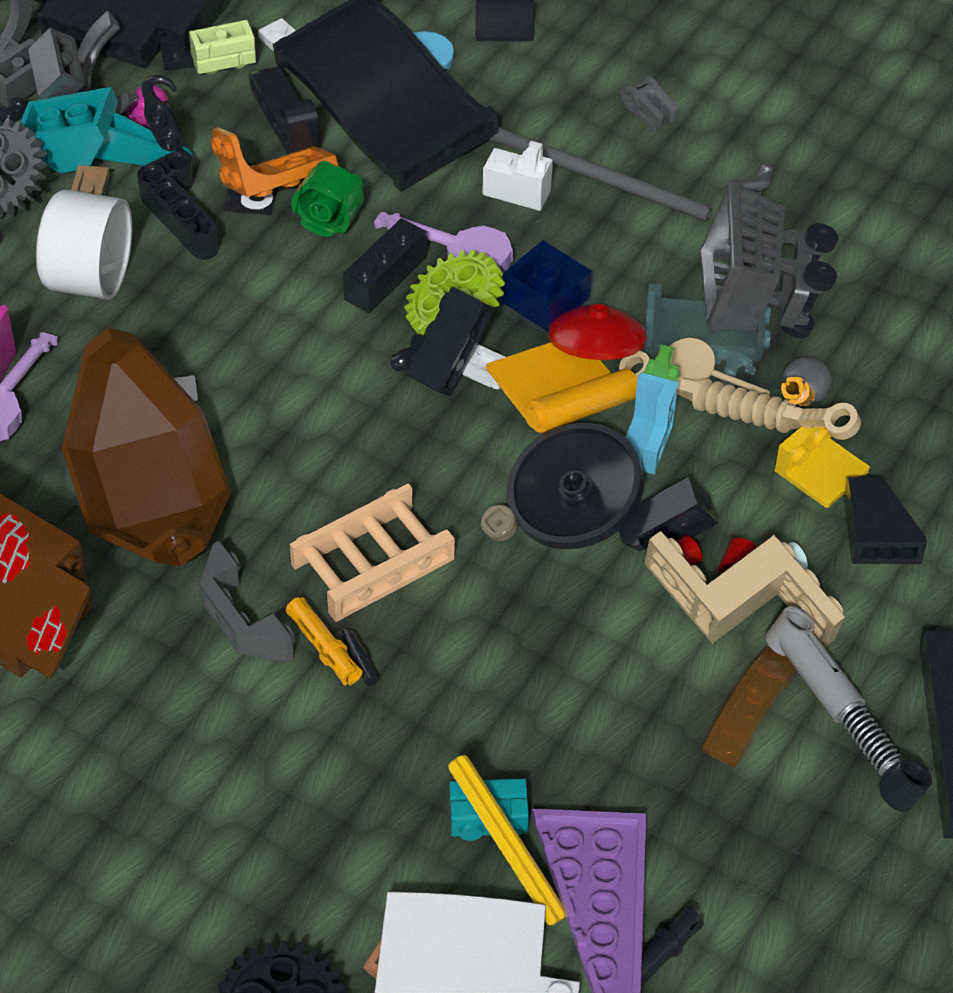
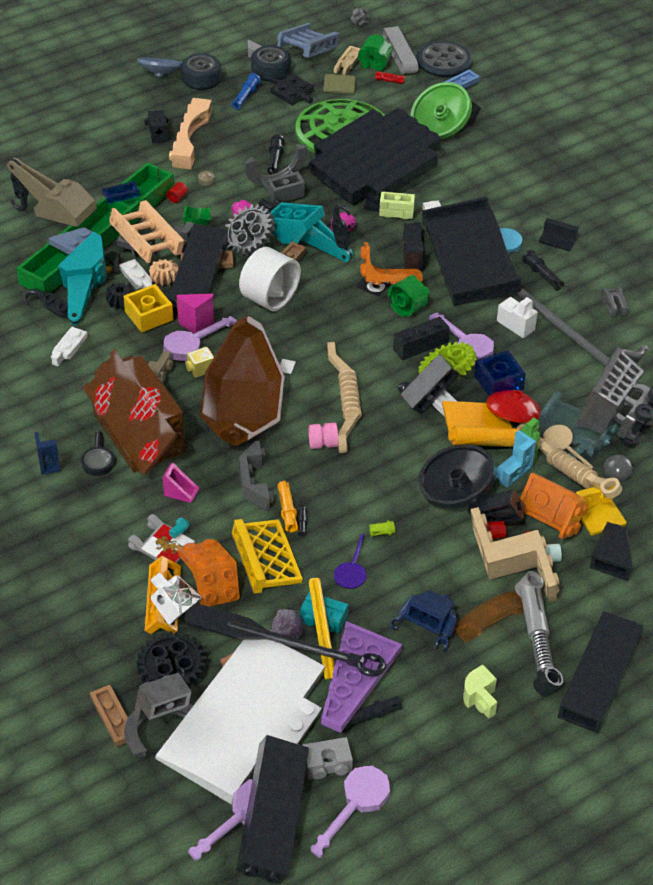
camera: 25 degrees right, 5 degrees down
(36, 433) = (198, 361): none -> light yellow brick
(63, 70) = (303, 189): flat silver piece -> none
(119, 672) = (178, 484): none -> dark pink slope
(147, 790) = (160, 541): none -> flag
(163, 746) = (180, 527): none -> teal arm
(164, 192) = (327, 267): black beam -> none
(190, 888) = (154, 619): none -> light orange fence
(227, 886) = (173, 597): none -> white torso
(265, 804) = (213, 571): none -> orange bracket
(307, 753) = (254, 569): none -> yellow fence
(314, 494) = (323, 435): none -> bright pink wheel
(319, 402) = (349, 396): none -> tan piece
(377, 580) = (339, 486): light nougat fence -> none
(381, 893) = (246, 628): none -> black piece
(443, 859) = (287, 623): none -> clear purple brick
(487, 721) = (350, 574): none -> dark purple piece
(499, 523) = (409, 482): dark tan tile -> none
(500, 621) = (382, 528): none -> lime pin
(501, 80) = (538, 265): none -> black pin
(664, 739) = (430, 612): none -> dark blue torso
(756, 479) = (554, 505): none -> orange bracket
(790, 389) = (598, 467): light orange pin -> none
(803, 847) = (477, 691): none -> yellowish green brick

